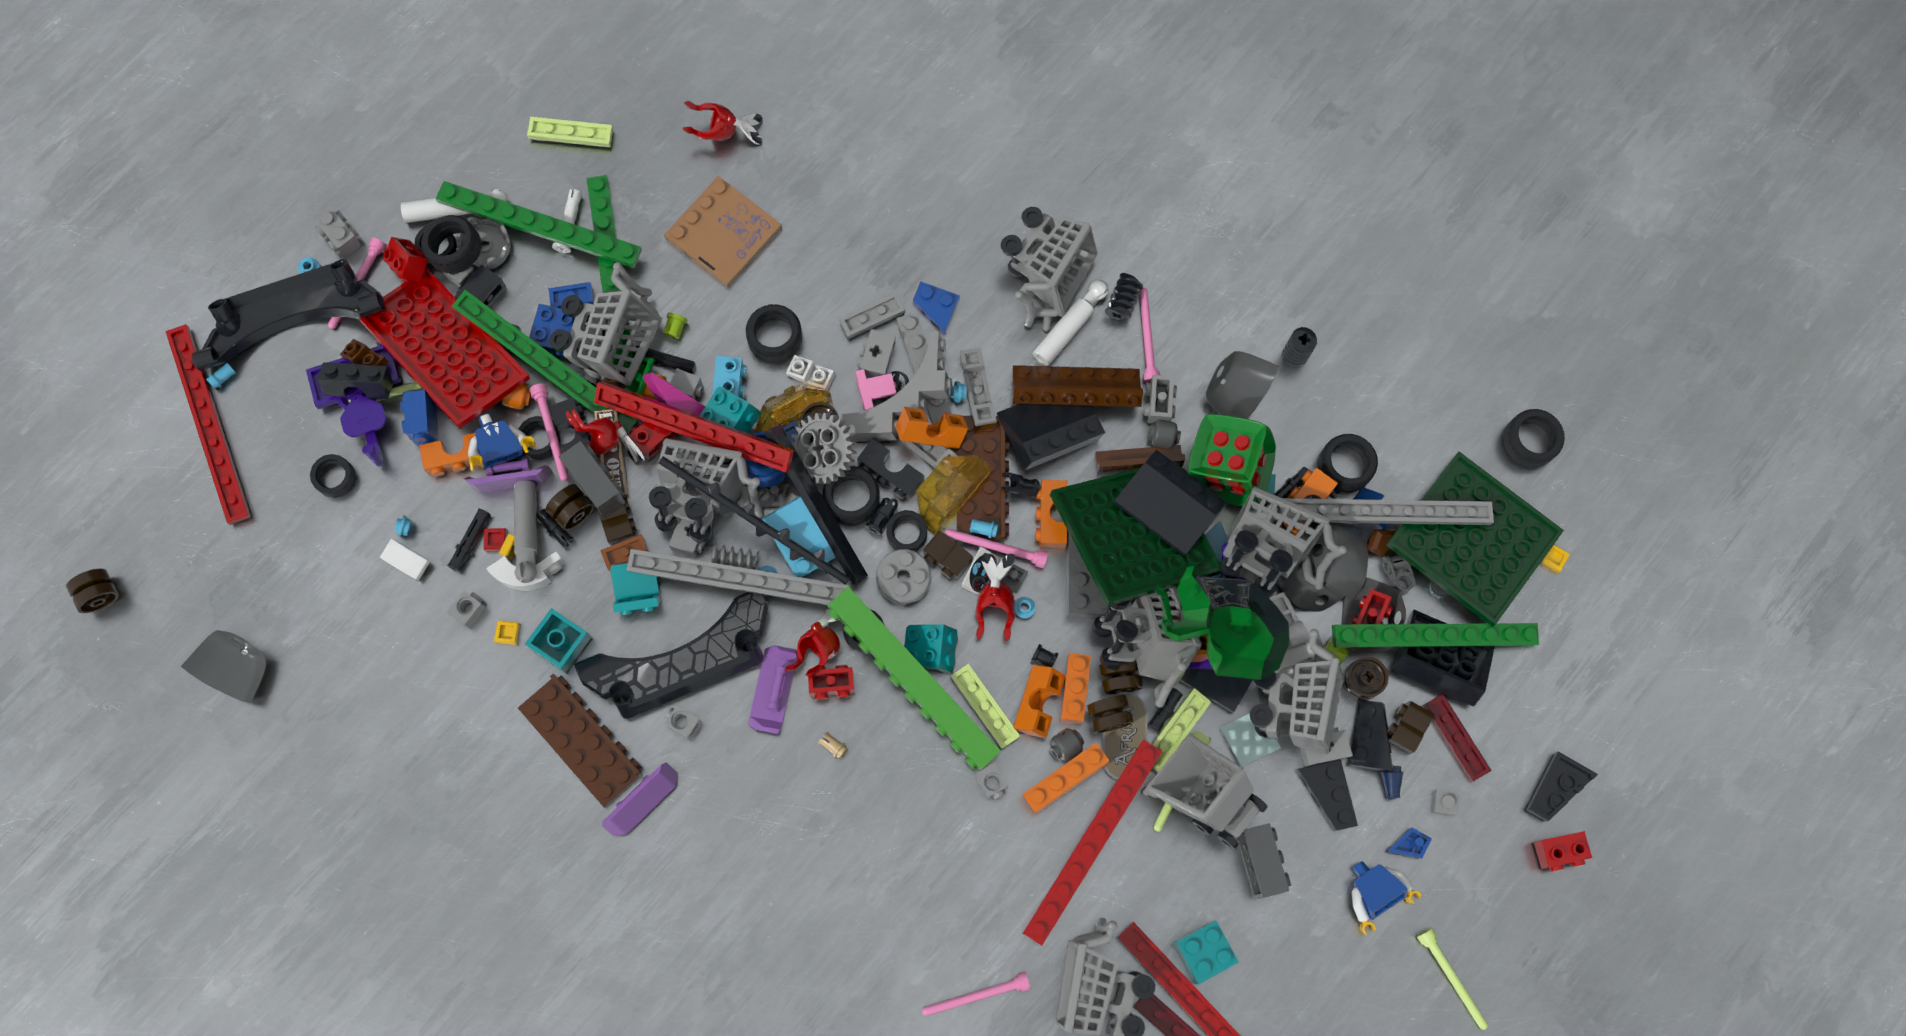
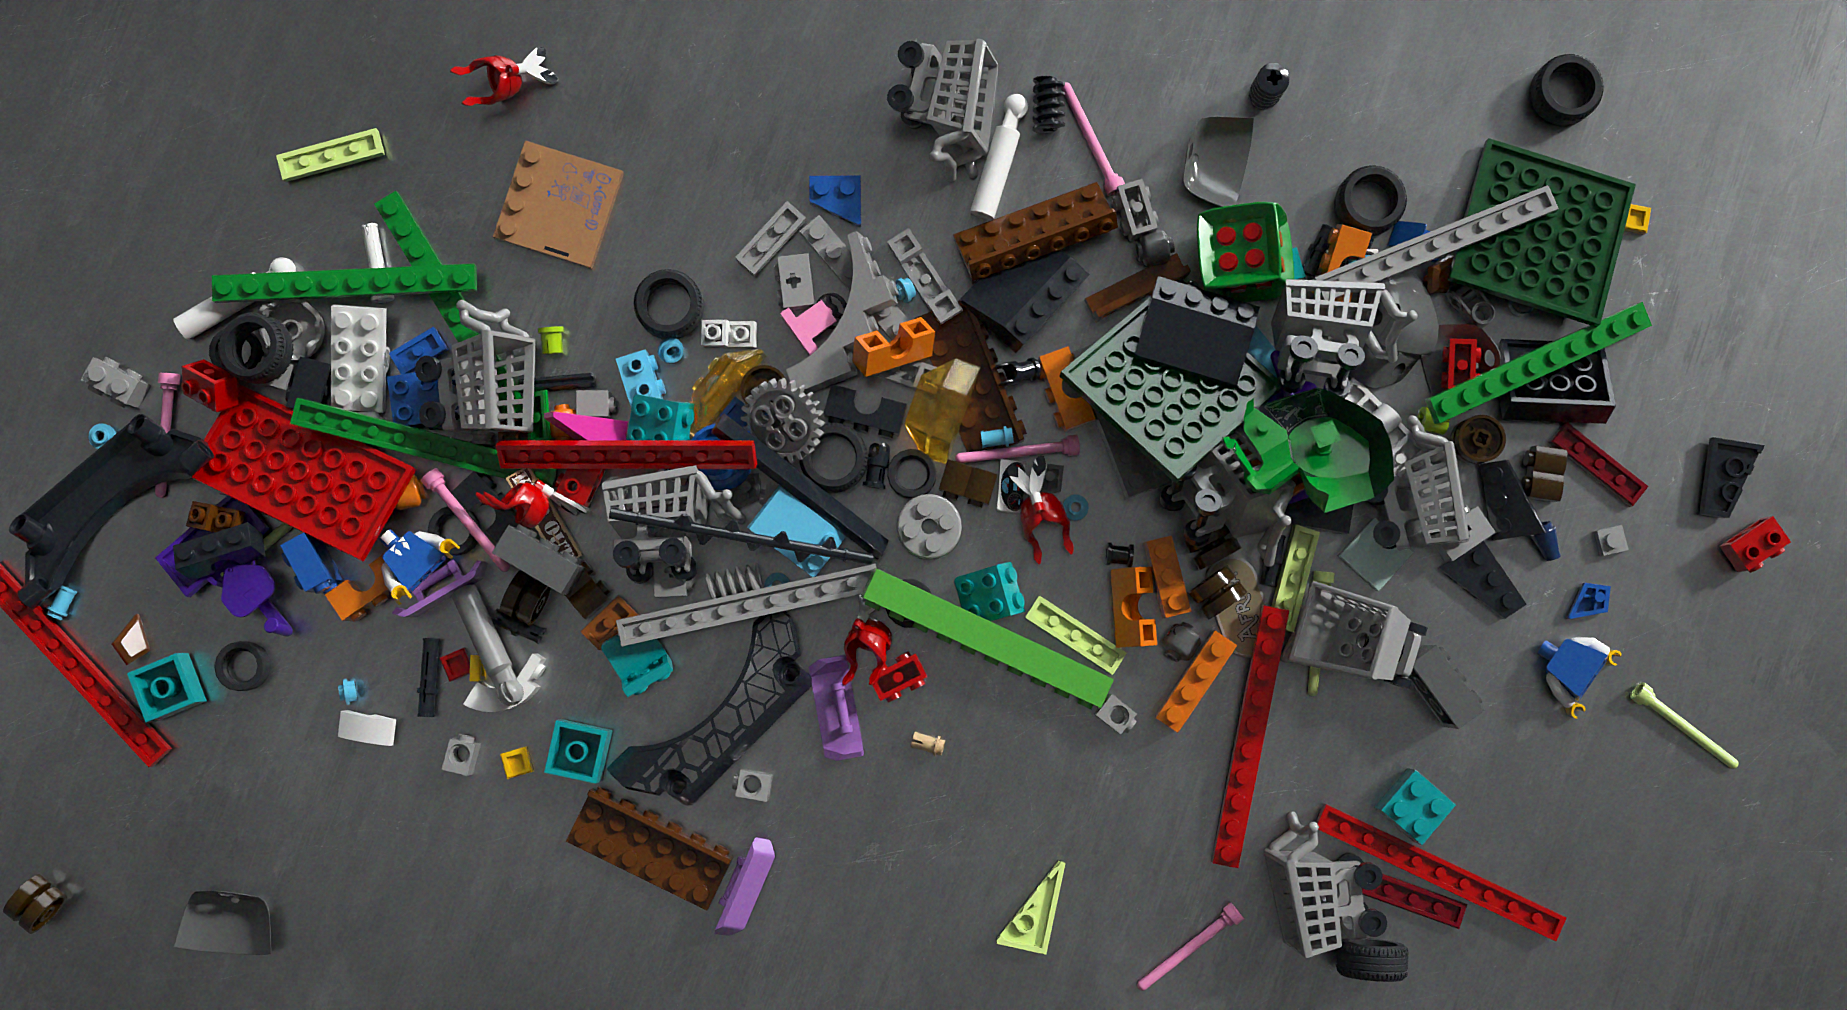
camera: 20 degrees left, 10 degrees up
(259, 425) = (131, 641): none -> reddish brown piece
(269, 467) = (166, 687): none -> teal brick
(525, 282) = (359, 358): none -> white plate
(760, 373) = (674, 354): none -> medium azure plate
(859, 922) = (1033, 922): none -> yellowish green wing

